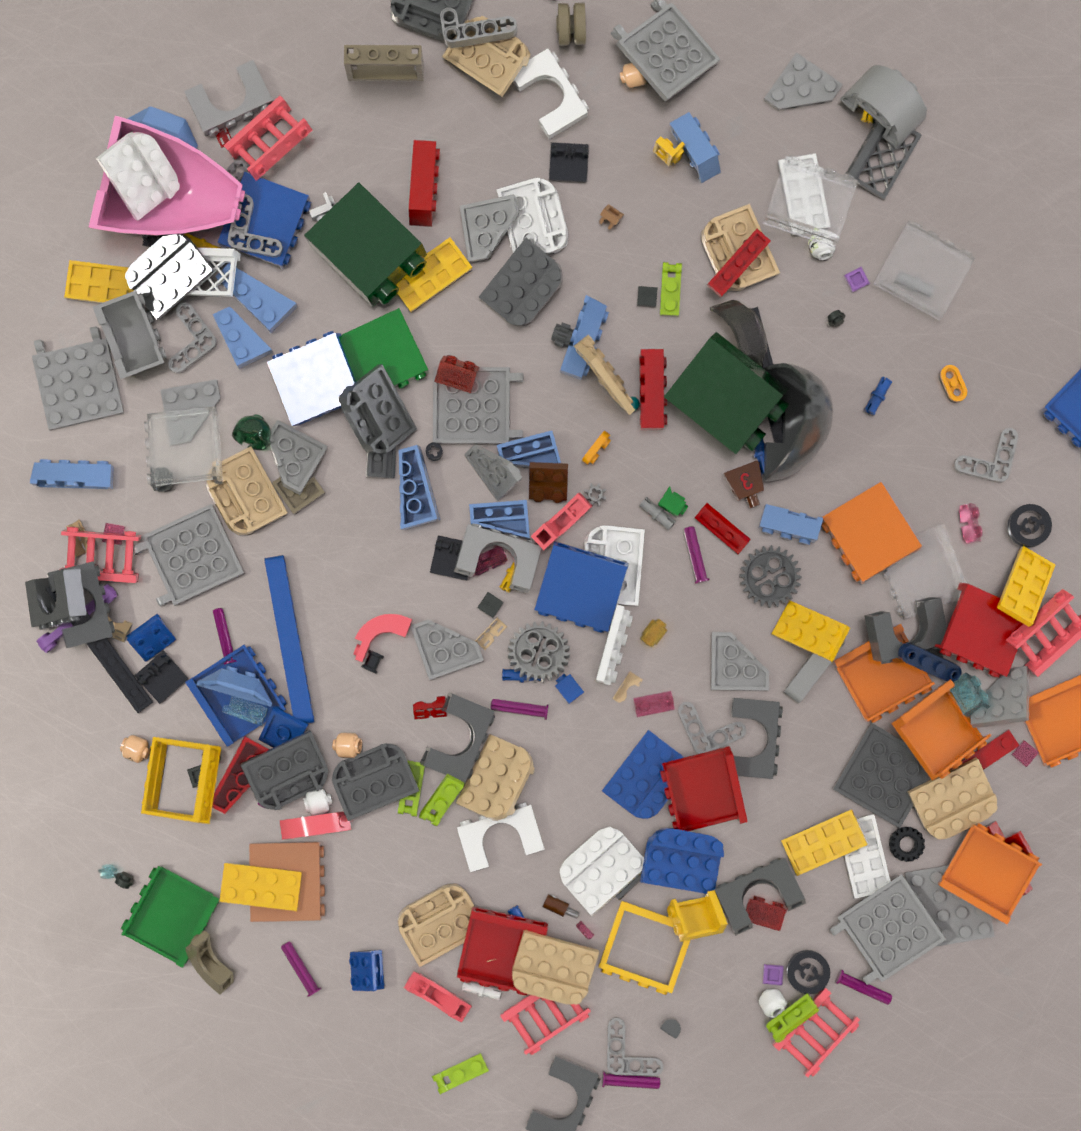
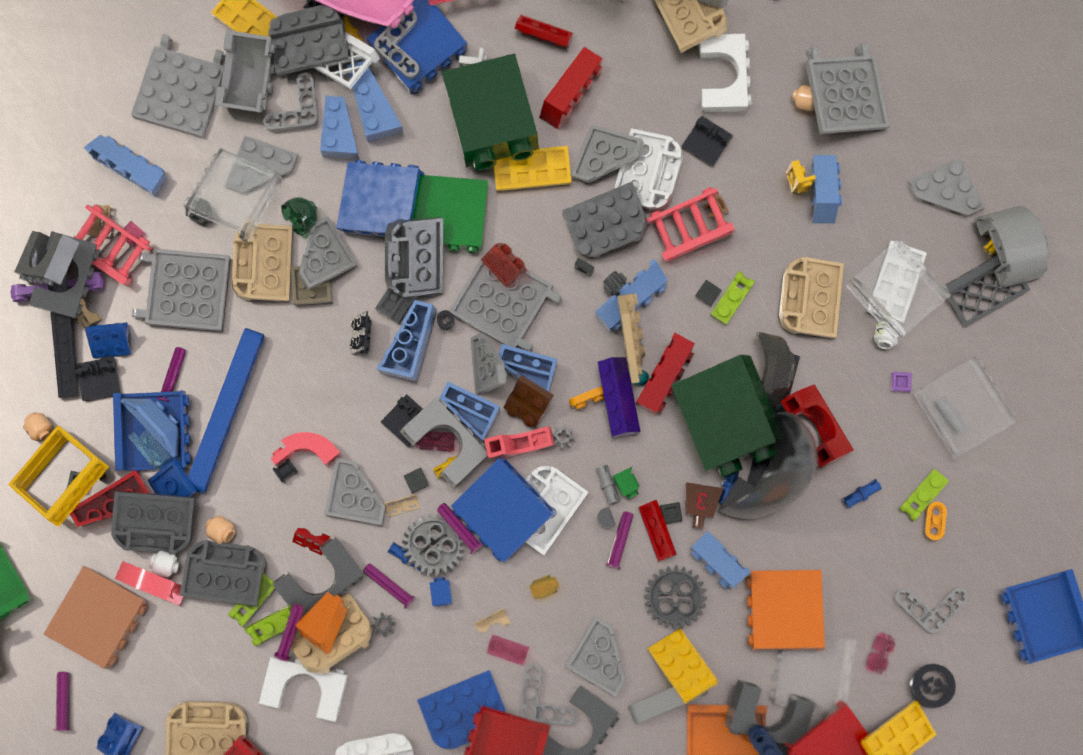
camera: 35 degrees right, 5 degrees down
(260, 886) = (70, 608): yellow plate -> none
(364, 501) = (360, 325): none -> black hinge
(368, 145) = (543, 30): none -> red plate
(462, 797) = (289, 633): none -> magenta axle
(485, 771) = (323, 622): none -> orange slope
(527, 335) = (584, 267): none -> pearl dark grey tile
(541, 744) = (379, 621): none -> dark grey gear
(552, 624) = (459, 528): none -> magenta axle
(571, 24) = (778, 25): dark tan wheel -> none
(616, 638) = (504, 573): white plate -> none
(617, 247) = (706, 236): none -> coral fence
(623, 432) = (619, 396): none -> dark purple brick
(672, 543) = (605, 518): none -> dark grey brick
(725, 506) = (671, 513): none -> pearl dark grey tile
(738, 262) = (804, 307): red plate -> none
(792, 343) = (811, 404): none -> red arch
(836, 318) = (863, 405): pearl dark grey plate -> none
(931, 365) = (924, 494): none -> lime plate

